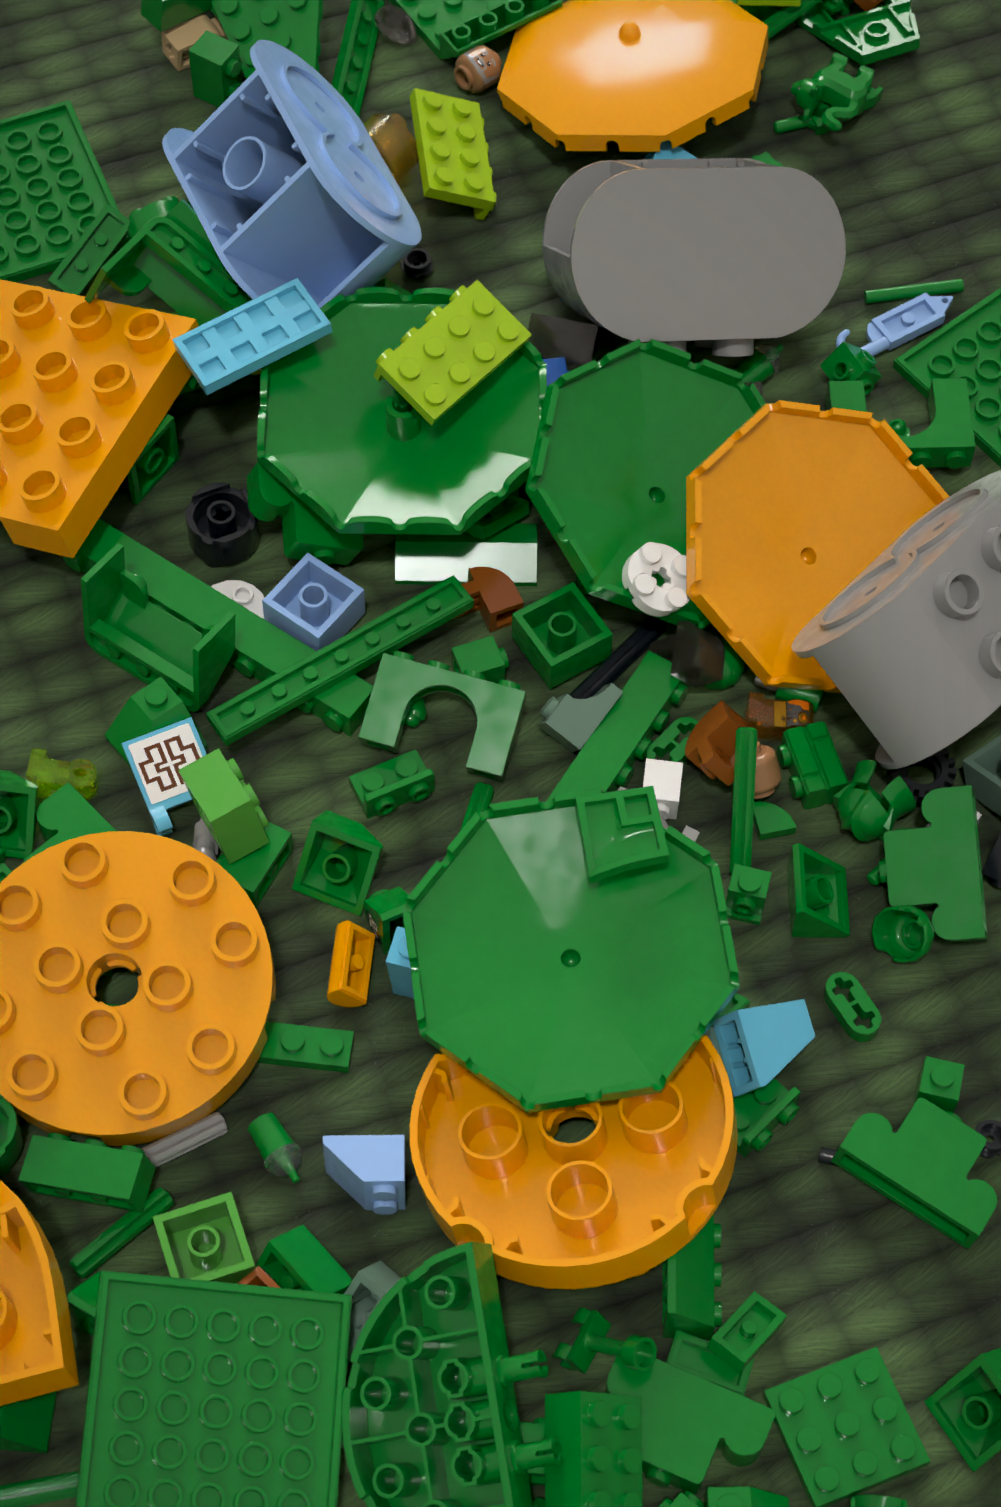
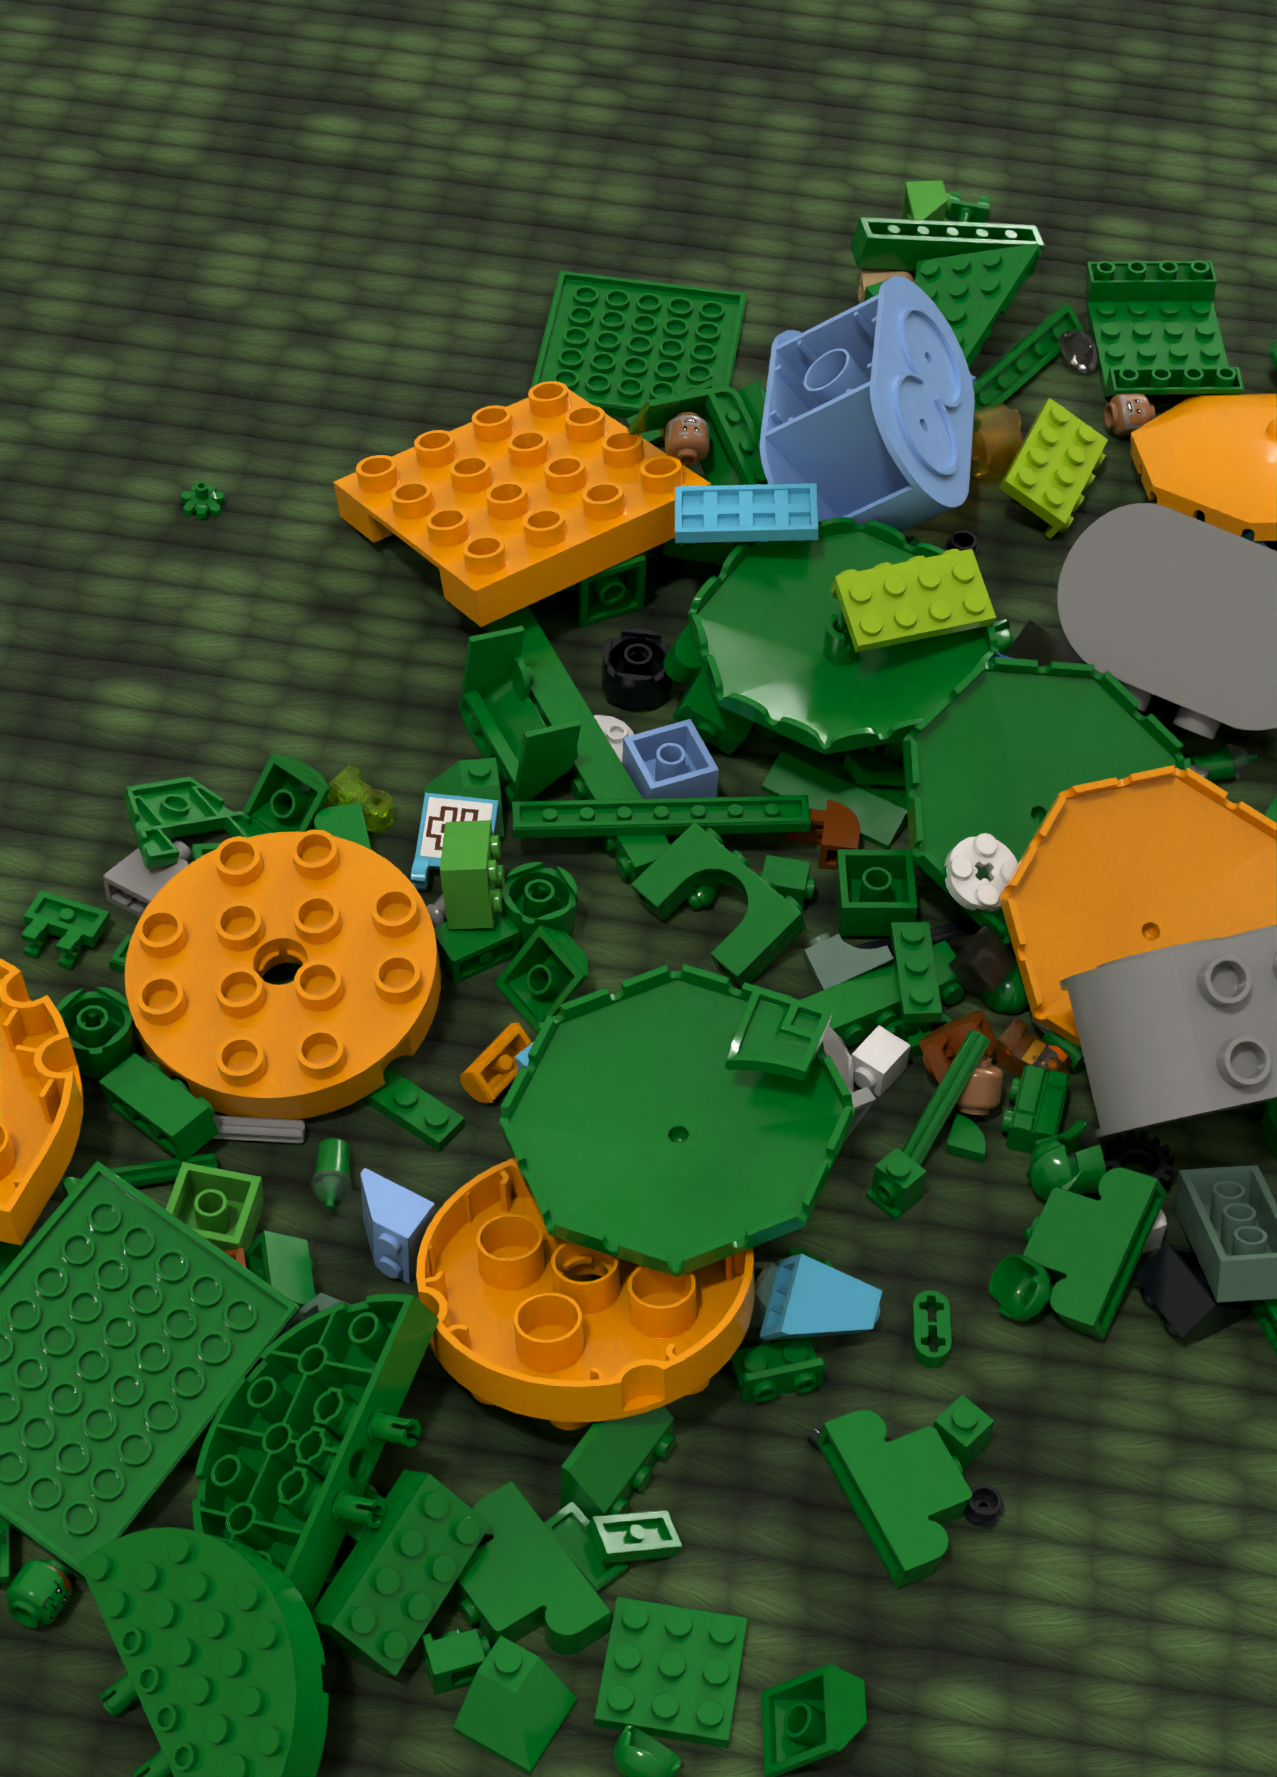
camera: 30 degrees right, 10 degrees down
(146, 284) = (687, 438): none -> medium nougat head
(290, 794) = (539, 897): none -> green brick
(392, 784) = (641, 943): green bracket -> none
(636, 1352) = (498, 1467): green bar -> none
(647, 694) = (915, 972): none -> green plate
(816, 895) = (962, 1217): green slope -> none

